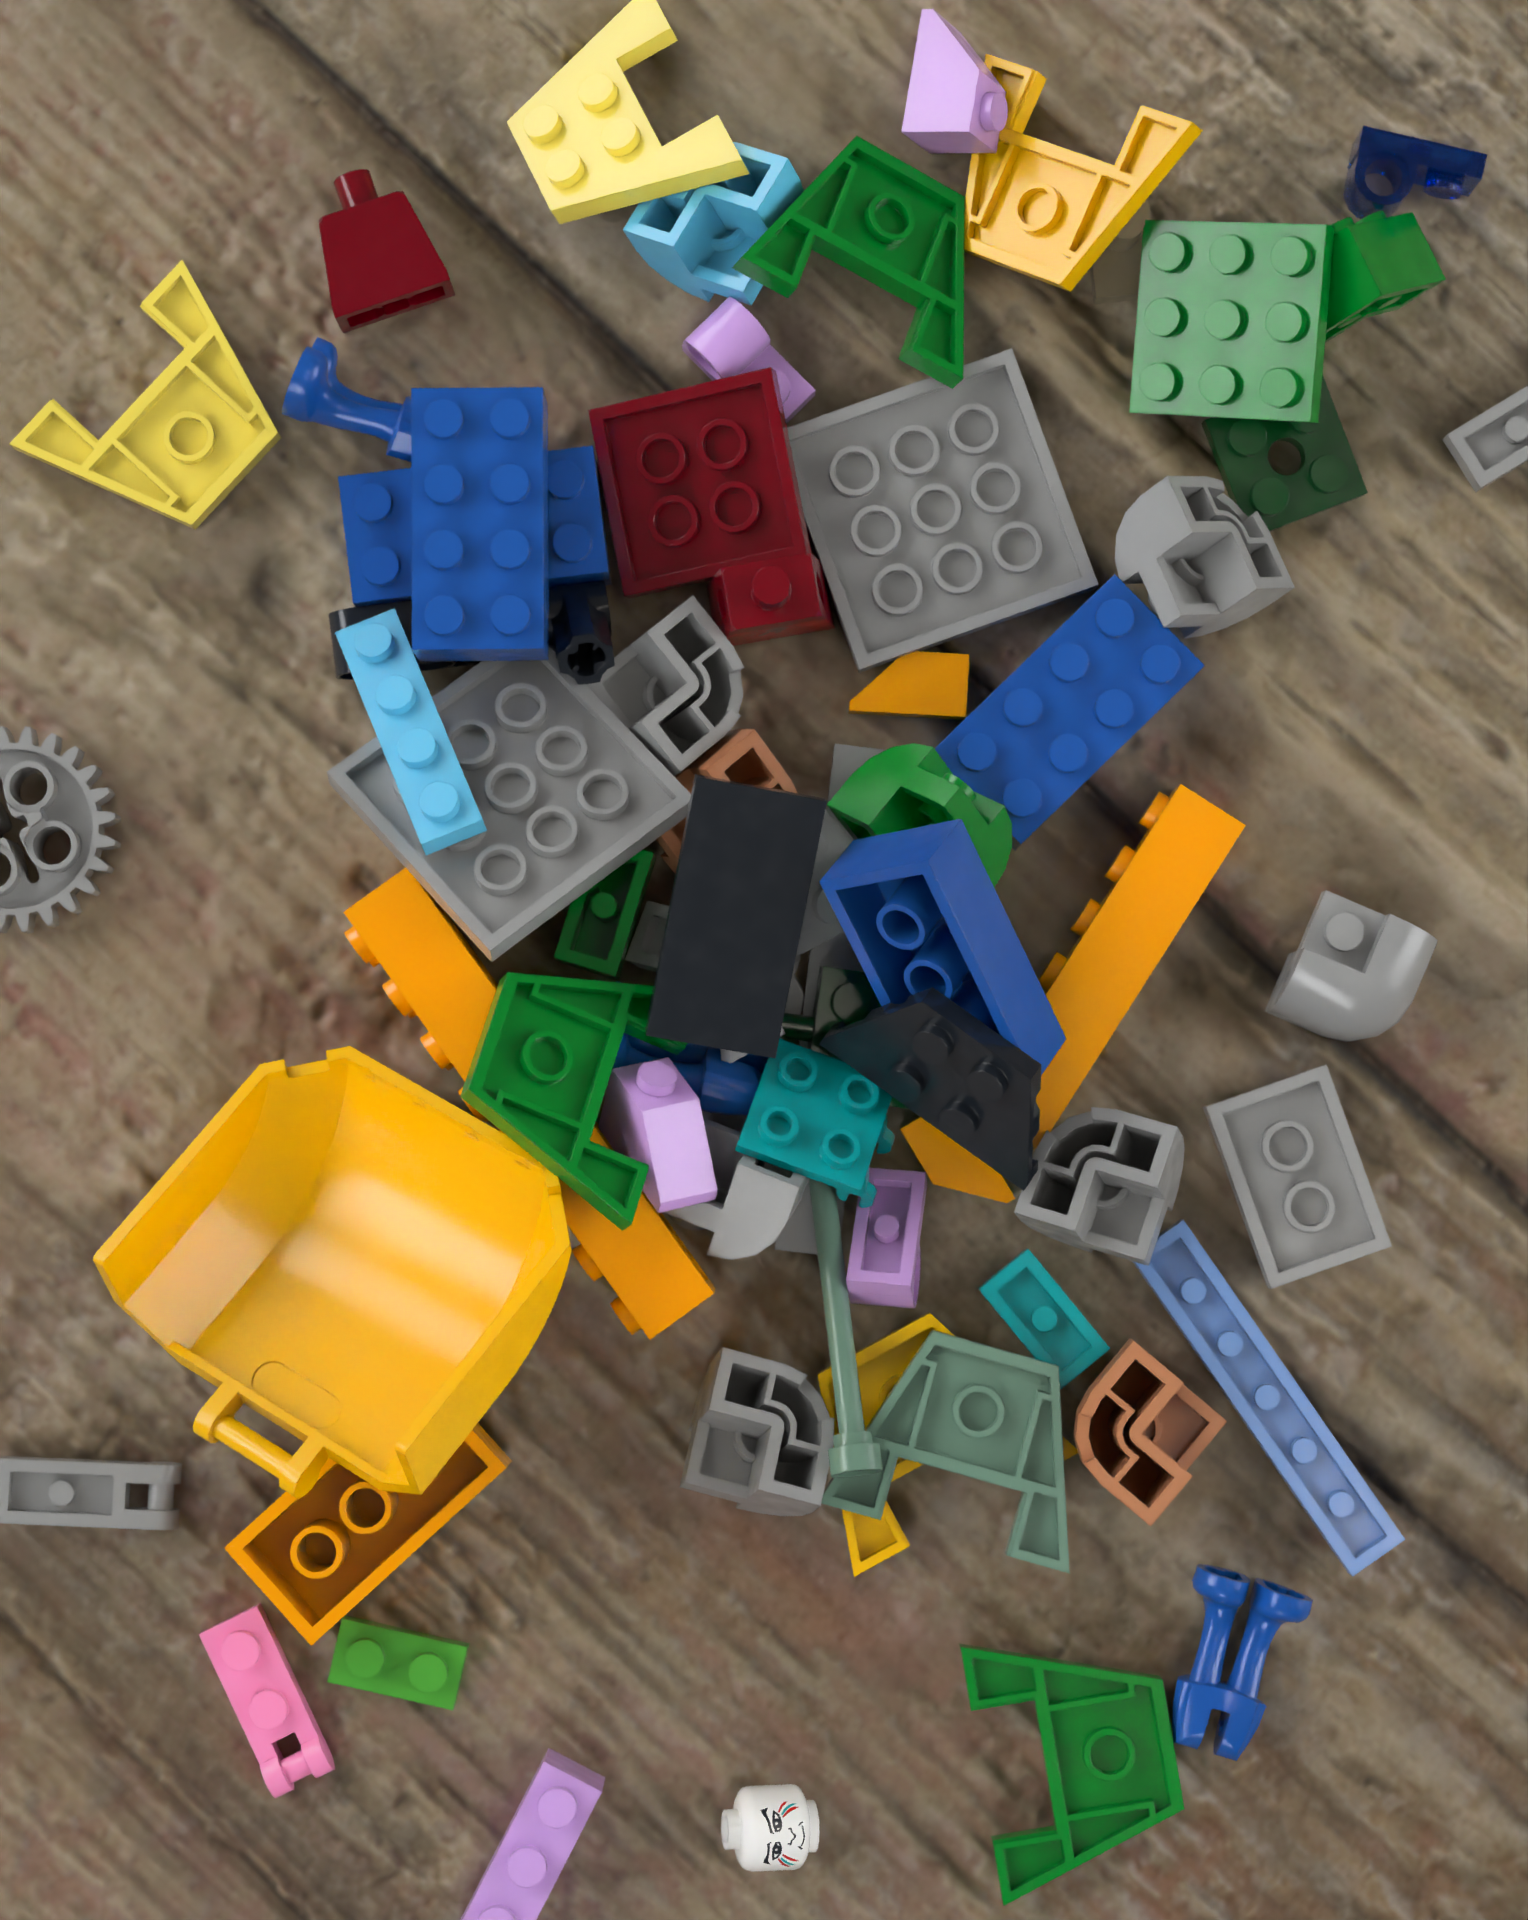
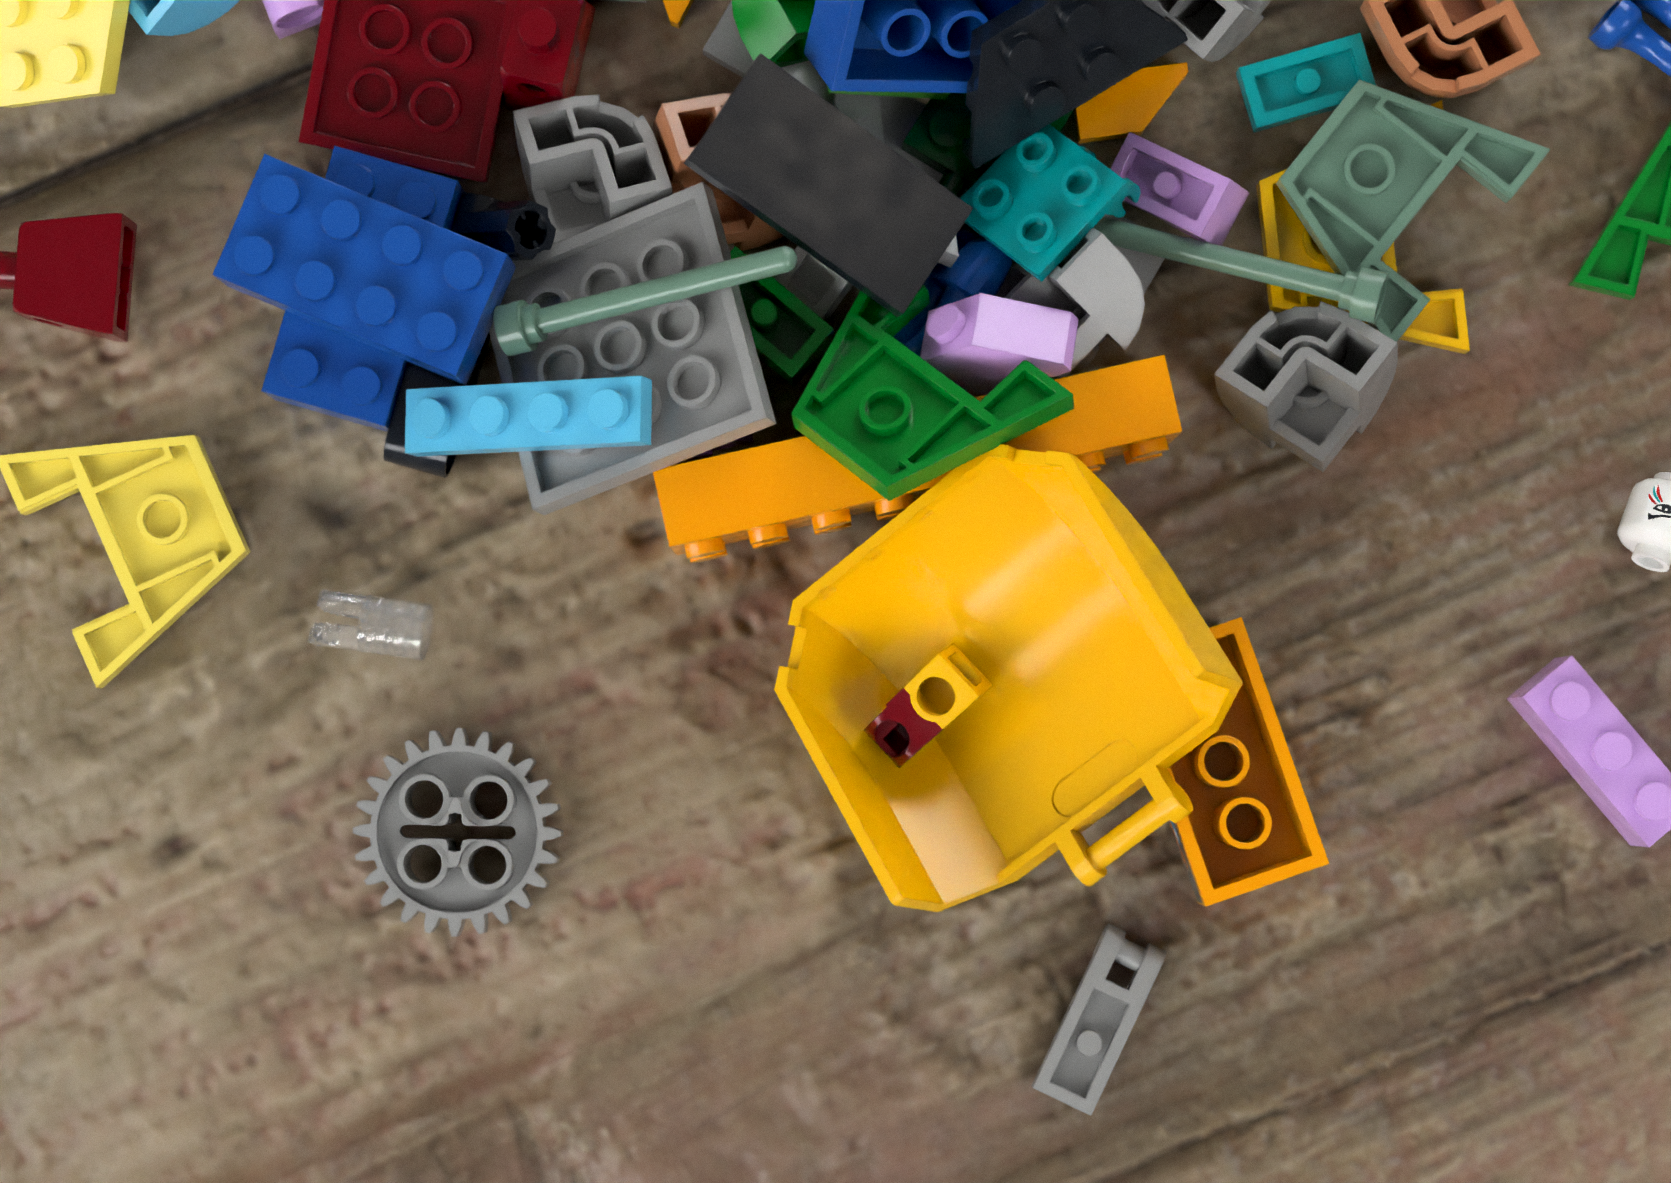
camera: 55 degrees left, 0 degrees up
(175, 680) = (383, 627): none -> clear hinge
(266, 1698) = (1354, 935): bright pink plate -> none
(306, 1213) = (927, 705): none -> leg
(321, 398) = (183, 378): blue piece -> none
(398, 1662) = (1373, 800): bright green plate -> none
(494, 690) = (524, 325): none -> sand green piece

